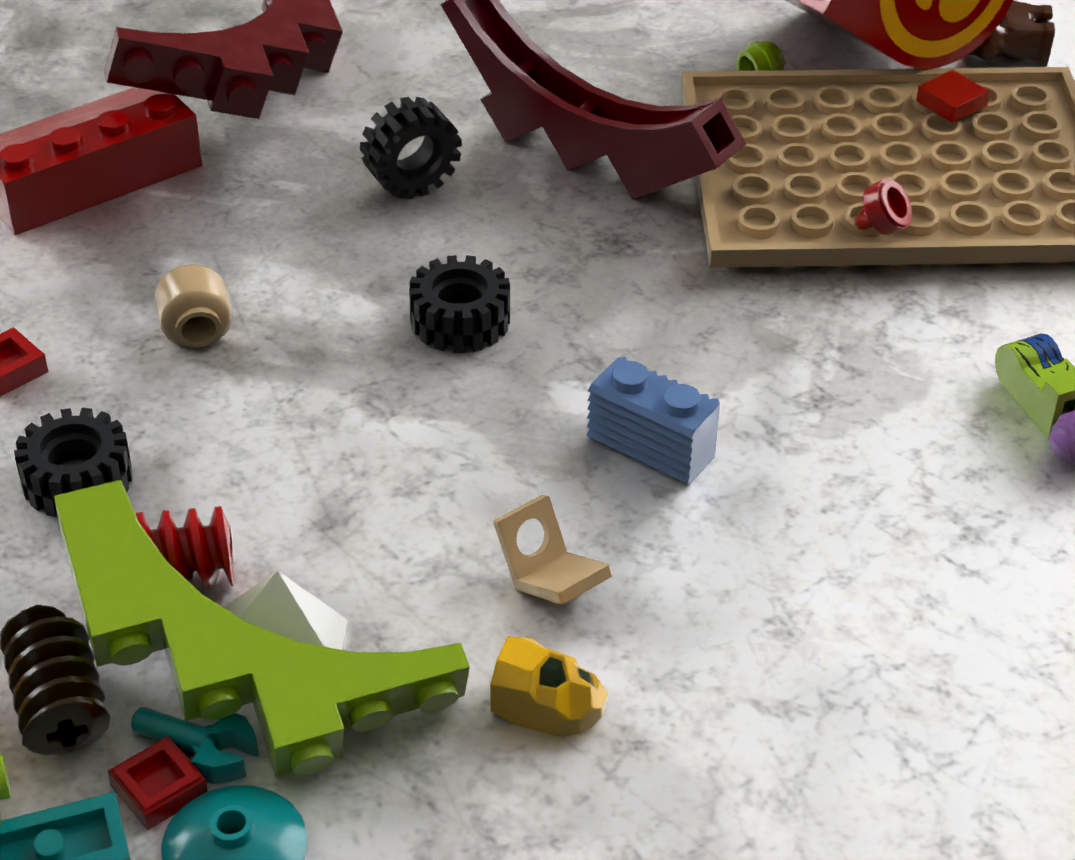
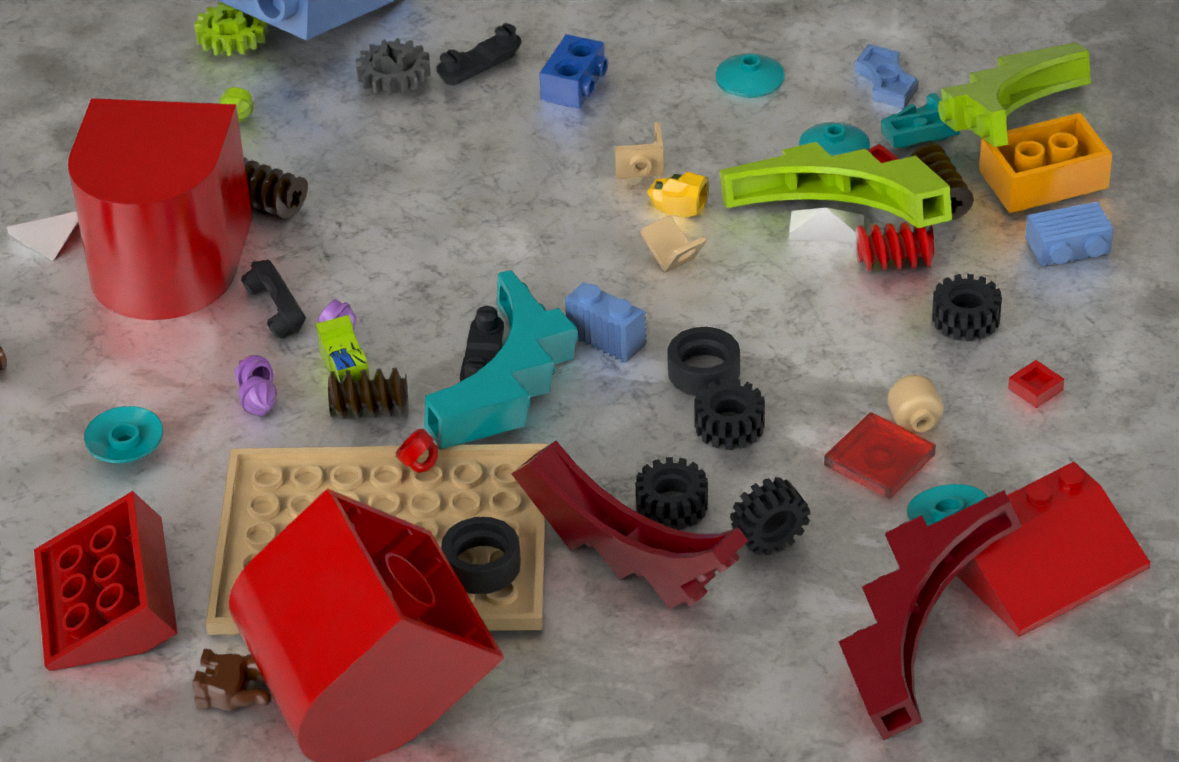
camera: 175 degrees left, 0 degrees up
(179, 163) = (943, 501): none -> teal dish
(262, 265) = (879, 455): none -> clear red tile
(500, 405) = (702, 342): none -> black tyre
(537, 207) = (672, 477): none -> black tyre
(622, 755) = (641, 159): none -> tan bracket
(768, 80) = (483, 532): none -> black tyre
(790, 291) = (523, 368): none -> teal arch
(836, 390) = (483, 341): none -> black piece
(983, 308) = (368, 394): none -> dark brown piece

